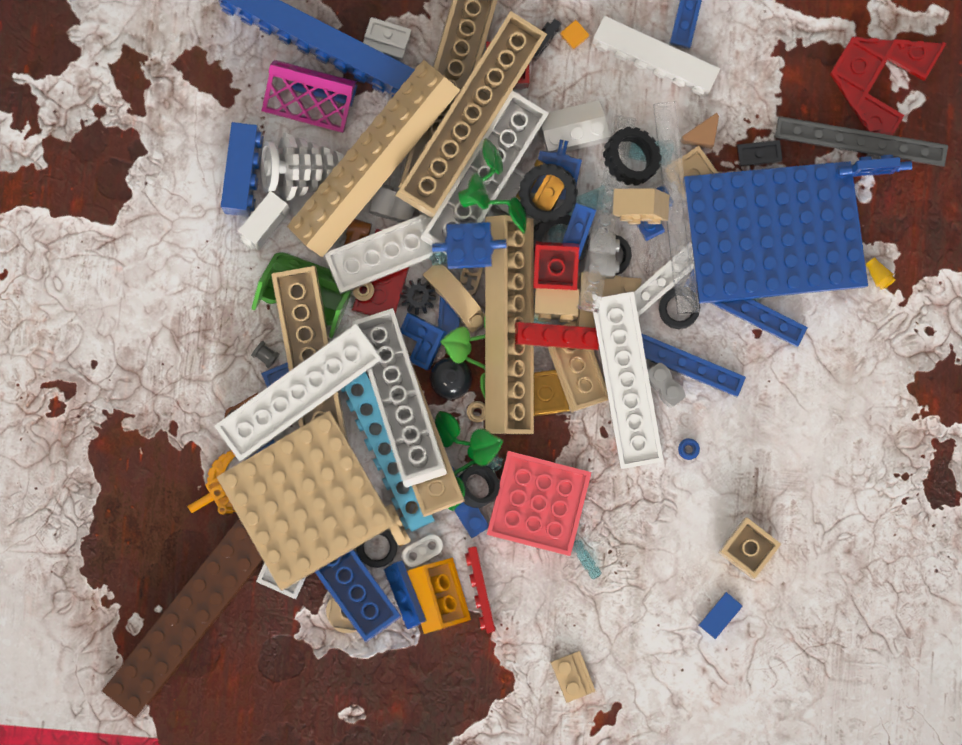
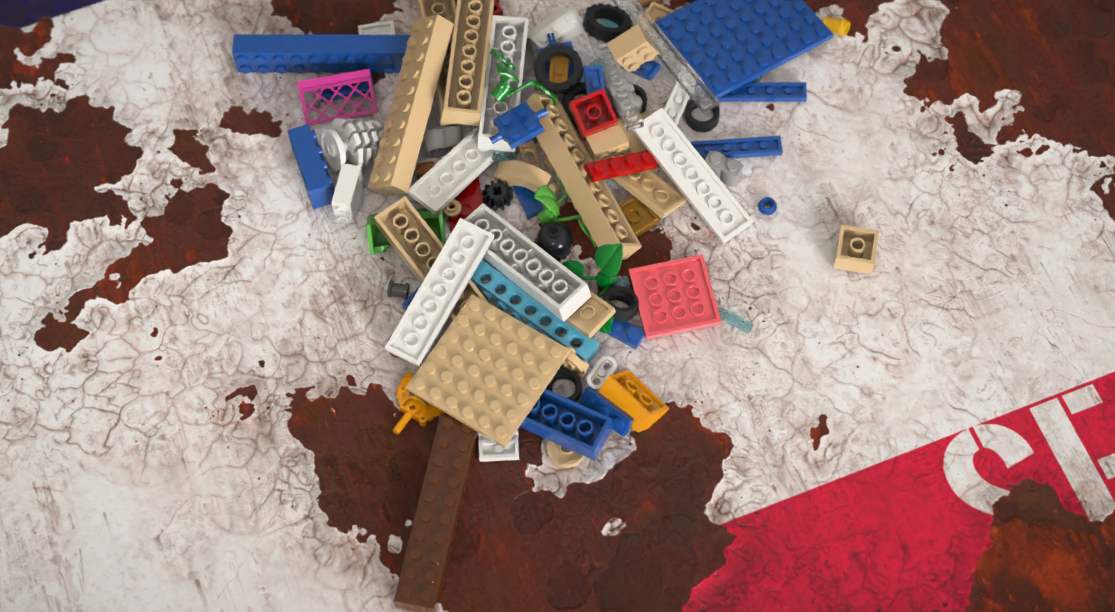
camera: 20 degrees left, 20 degrees down
(427, 337) = (520, 218): blue plate -> none
(477, 404) = (585, 251): tan plate -> none
(477, 581) = (668, 384): red plate -> none
(573, 676) = (775, 411): tan plate -> none
(720, 615) = (863, 311): blue tile -> none

